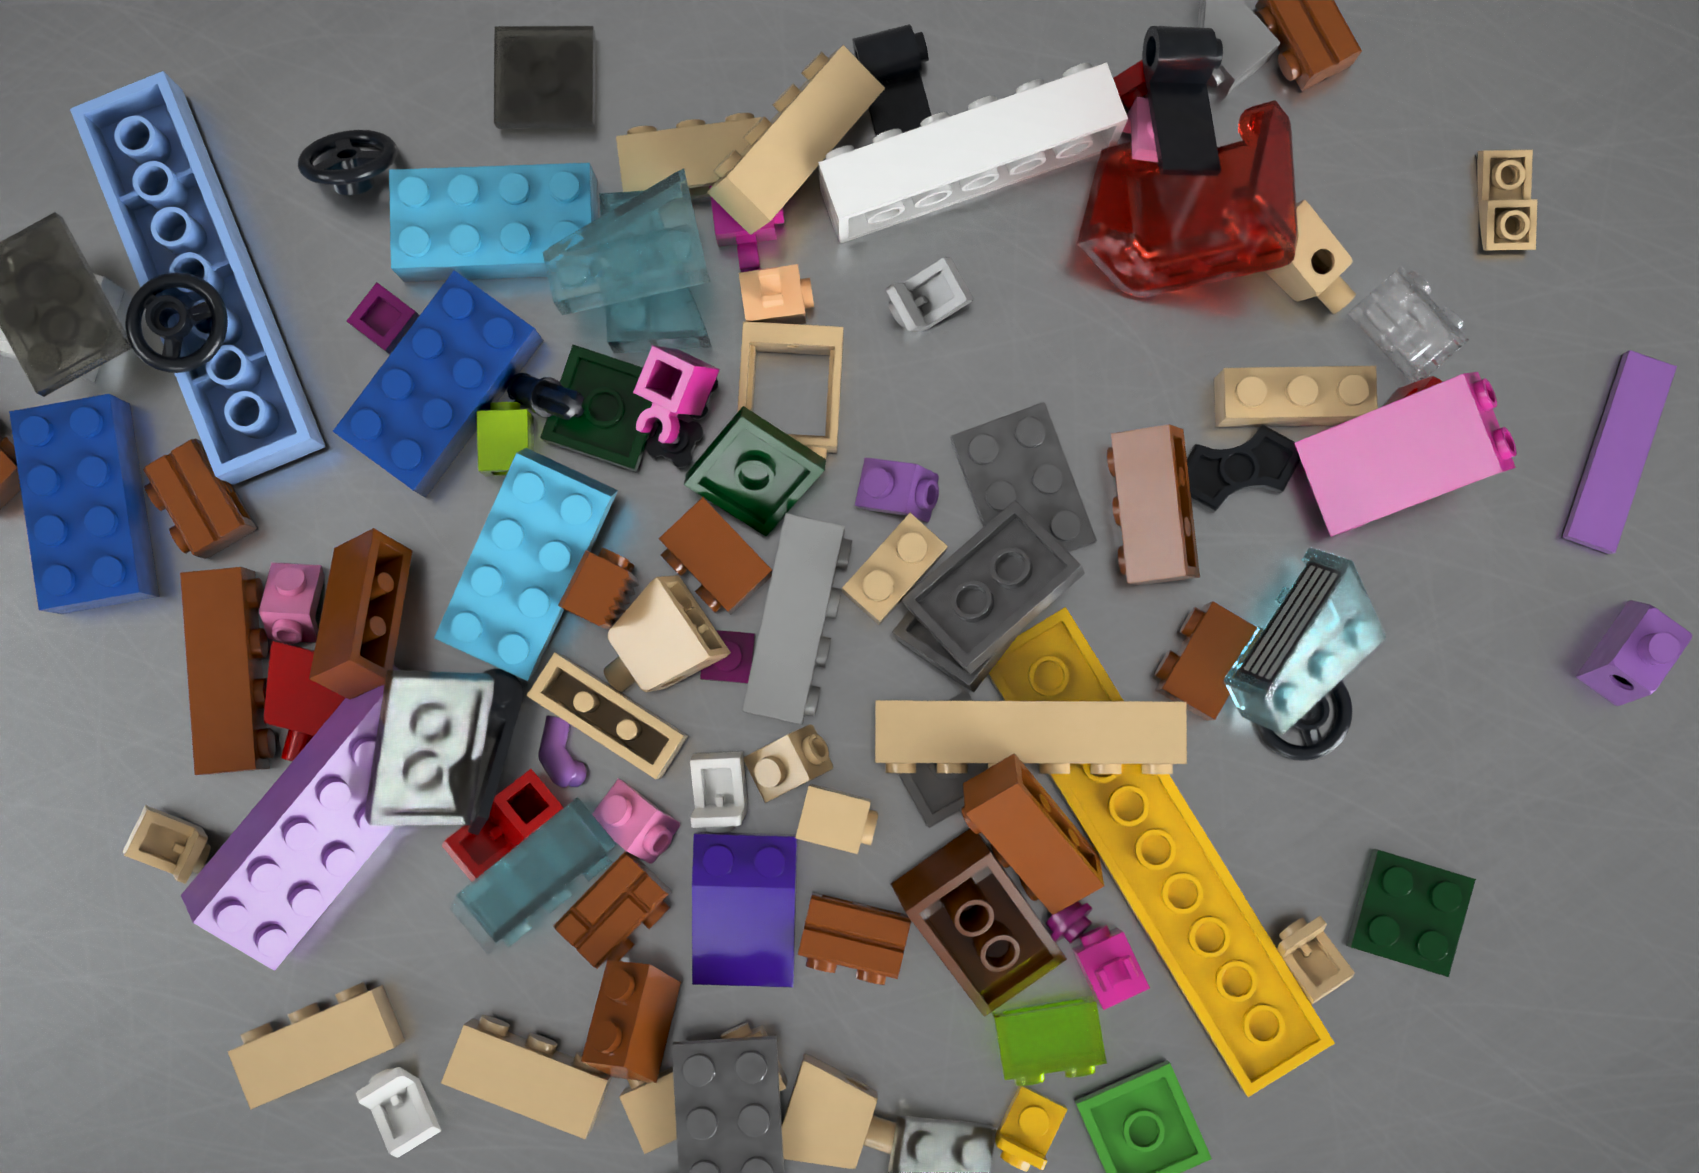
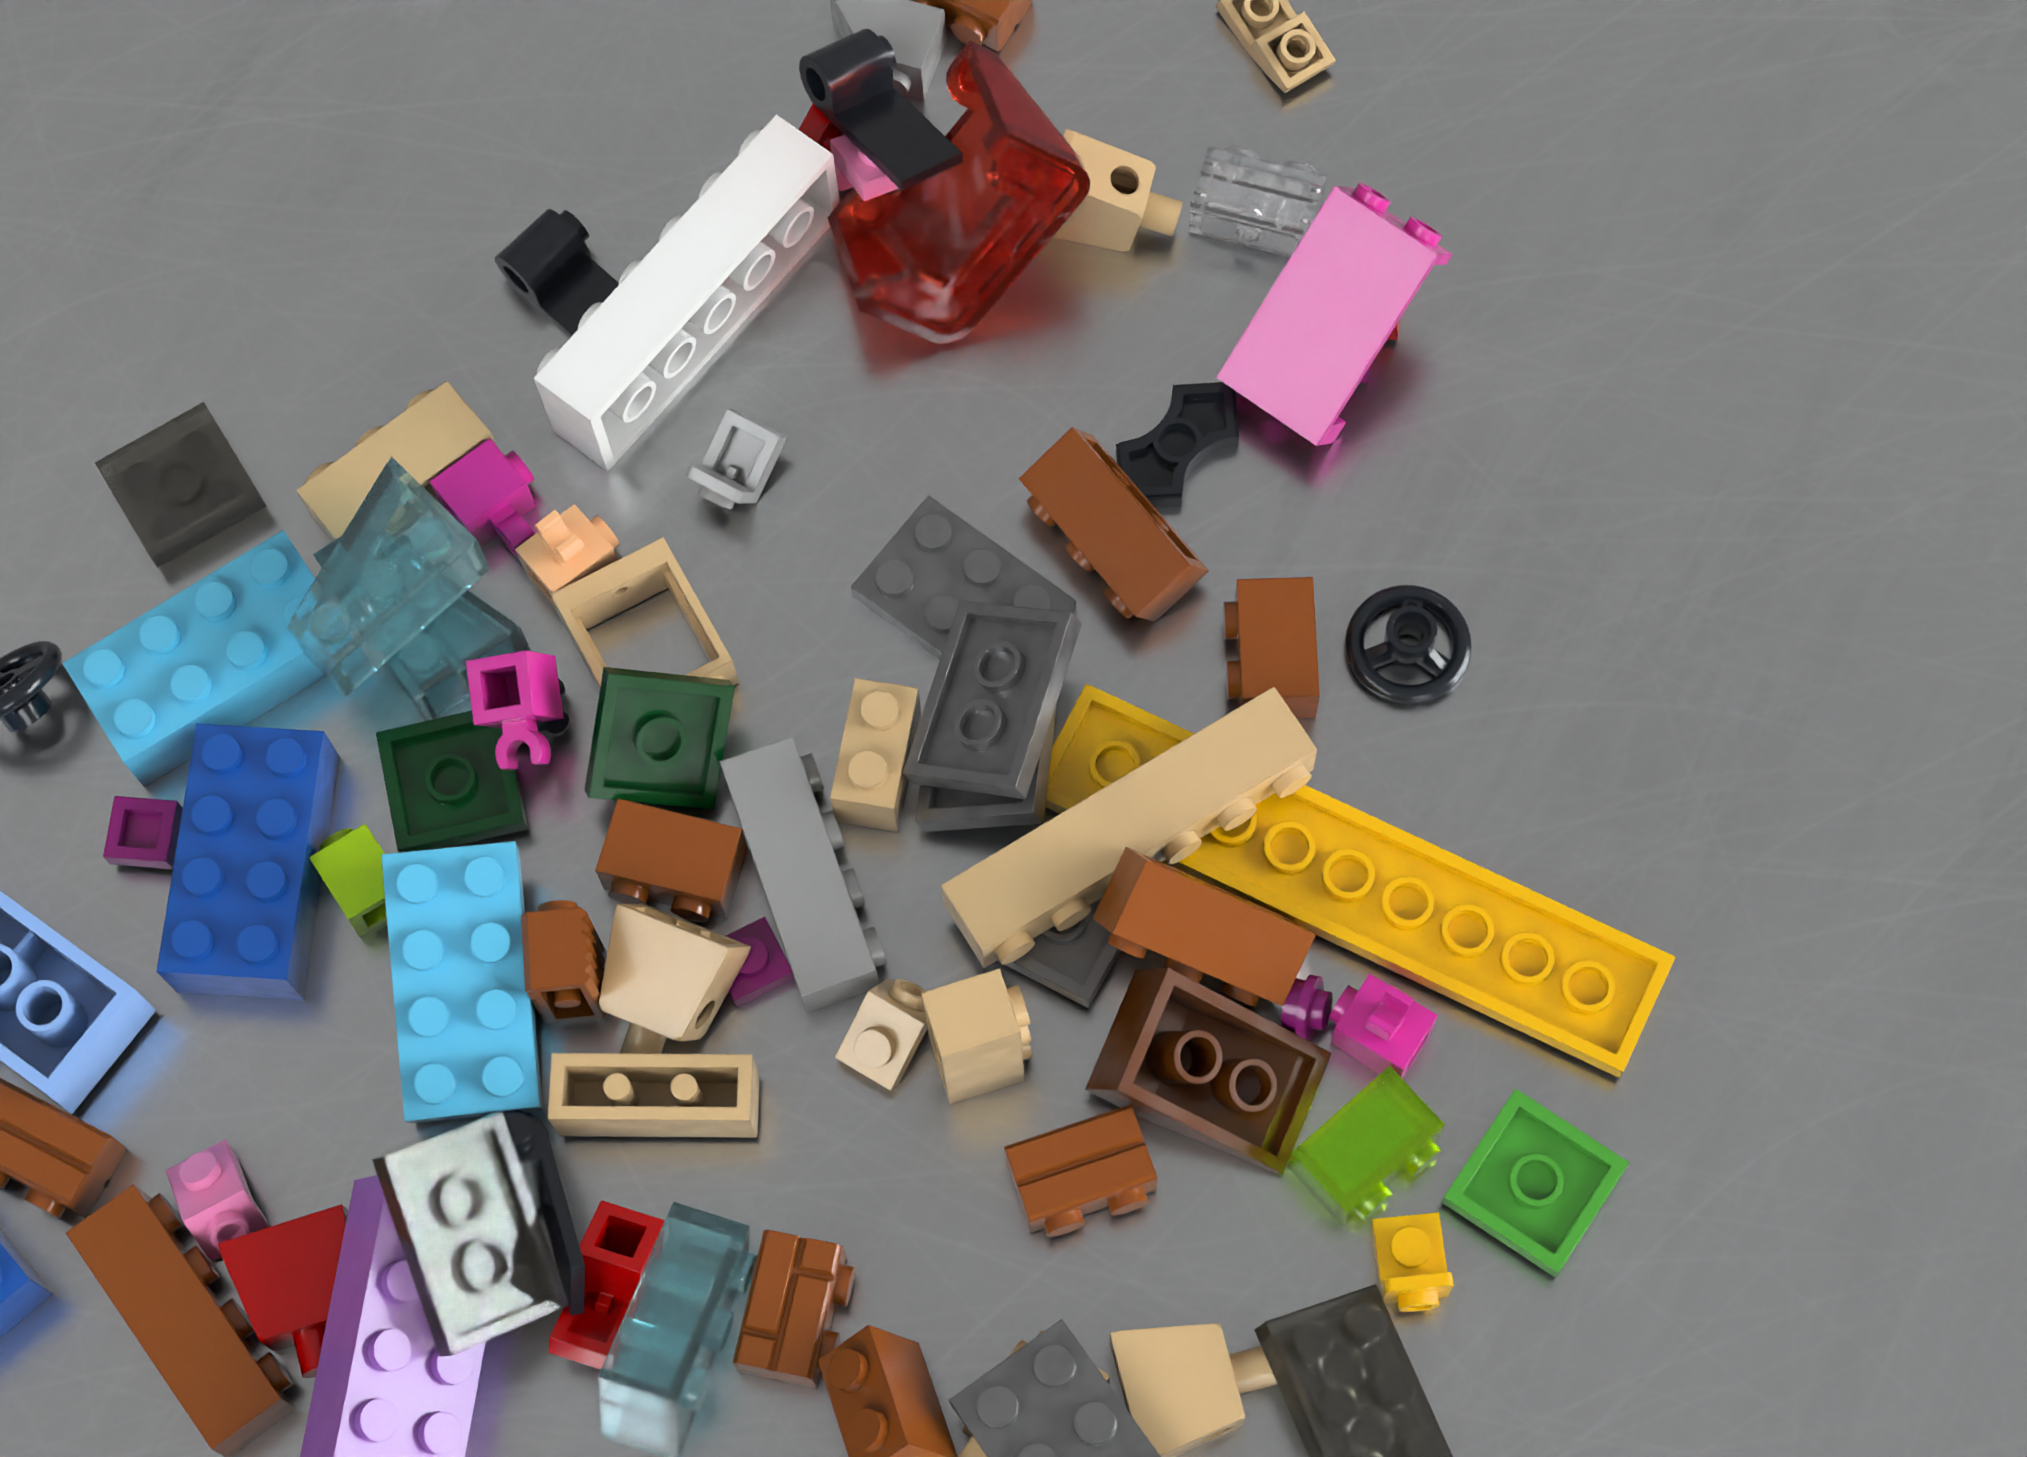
camera: 30 degrees left, 15 degrees down
(361, 614) = (305, 1145): dark orange brick -> none
(545, 396) = (378, 798): black axle -> none
(555, 757) = (624, 1185): medium lavender arm -> none
(635, 822) = (760, 1196): bright pink bracket -> none
(680, 452) = (553, 785): black plate -> none
(718, 791) = (829, 1104): white bracket -> none
(744, 909) = (939, 1216): dark purple slope -> none
(799, 136) = (495, 380): tan brick -> none
(897, 488) = (823, 673): medium lavender bracket -> none
(1293, 395) = (1179, 336): tan brick -> none
(1308, 644) = (1364, 559): clear light blue wedge -> none
(1313, 958) = (1591, 882): tan bracket -> none
(1410, 912) = (1663, 779): dark green plate -> none
(1619, 452) = (1555, 202): medium lavender tile -> none
(1637, 647) = (1705, 361): medium lavender torso -> none

